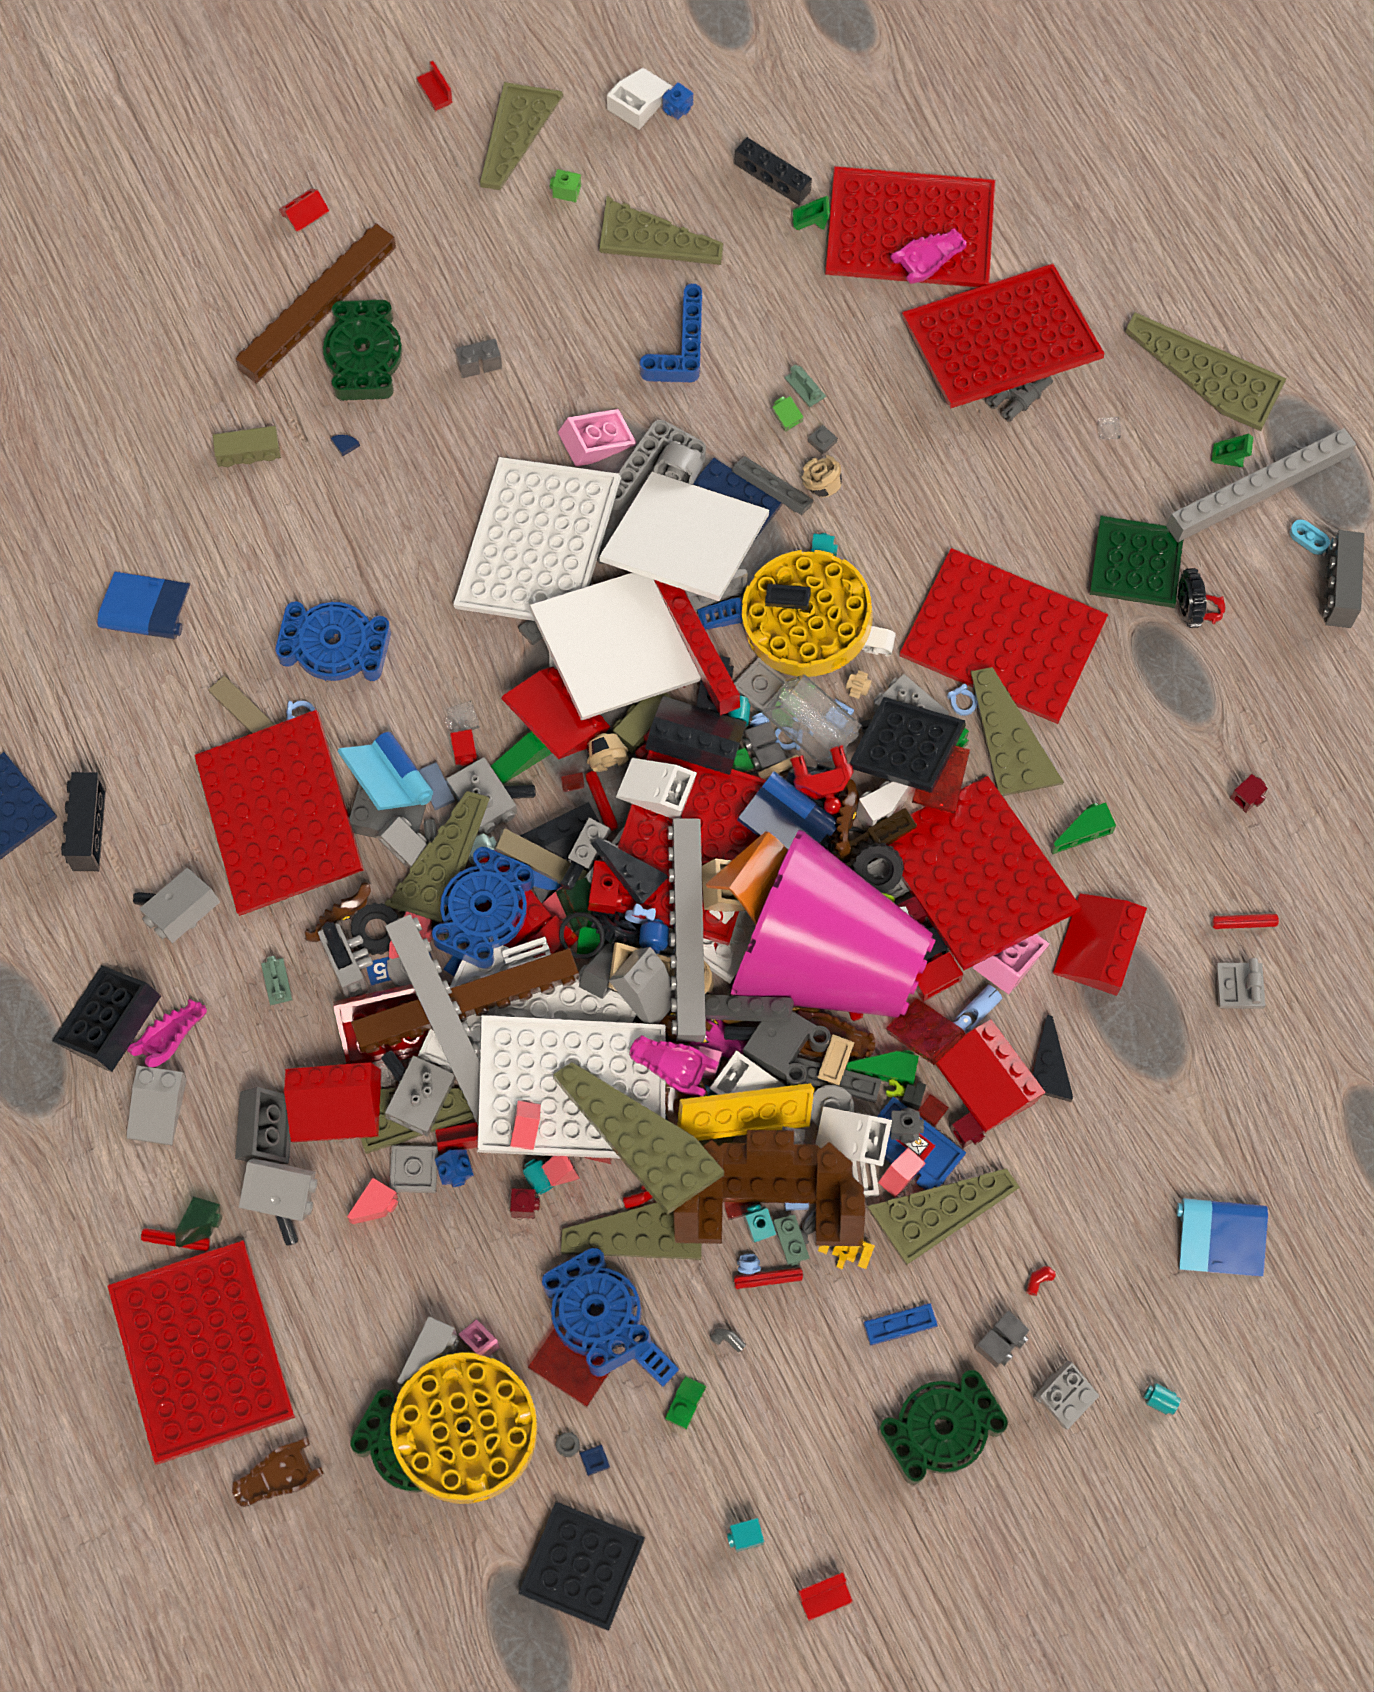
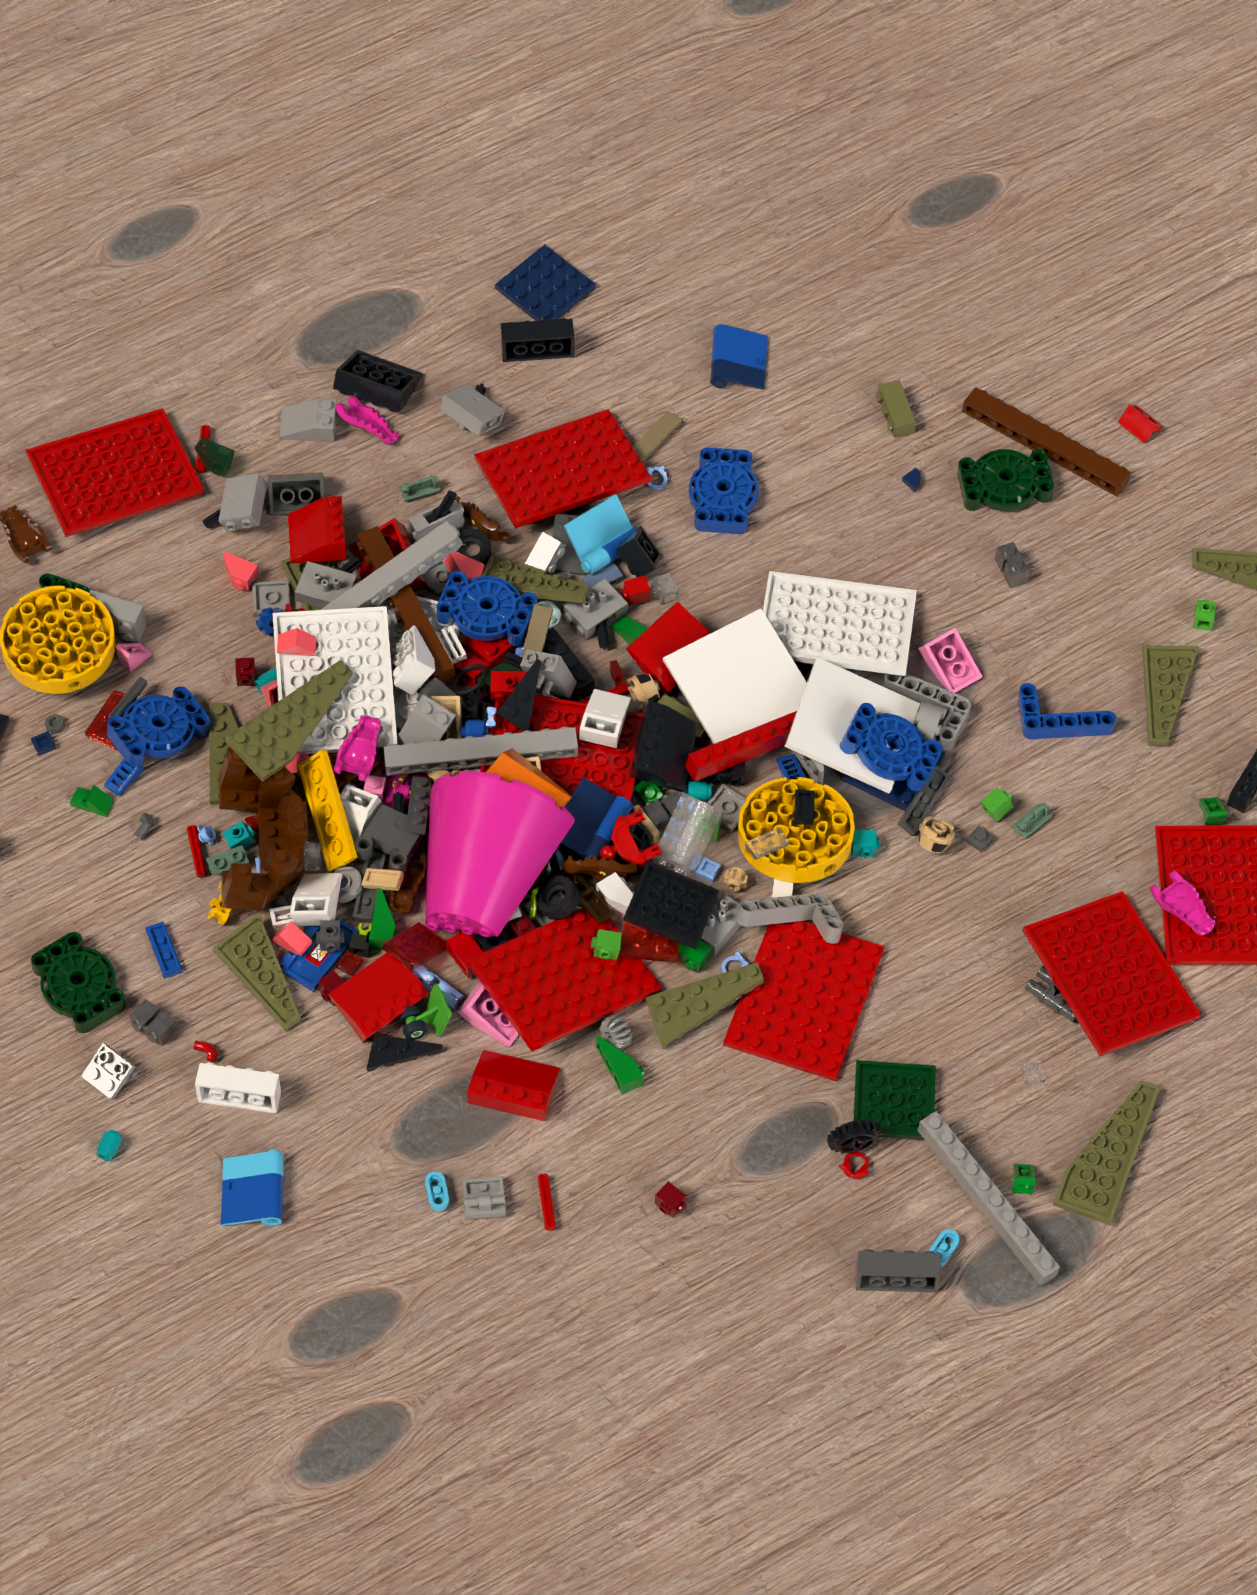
camera: 85 degrees right, 10 degrees down
(415, 737) = (639, 552): none -> black slope
(552, 1348) = (129, 697): none -> dark grey axle
(554, 995) = (411, 661): none -> white slope
(719, 499) = (874, 734): none -> blue piece
(837, 637) = (767, 843): none -> clear tile
(902, 607) = (792, 909): none -> light grey beam
(944, 821) = (606, 944): none -> bright green brick
(1010, 1014) = (436, 1013): none -> bright green plate
(1047, 826) = (616, 1031): none -> light grey gear
(1101, 1242) = (238, 1087): none -> white brick
(1230, 1036) = (437, 1192): none -> medium azure plate

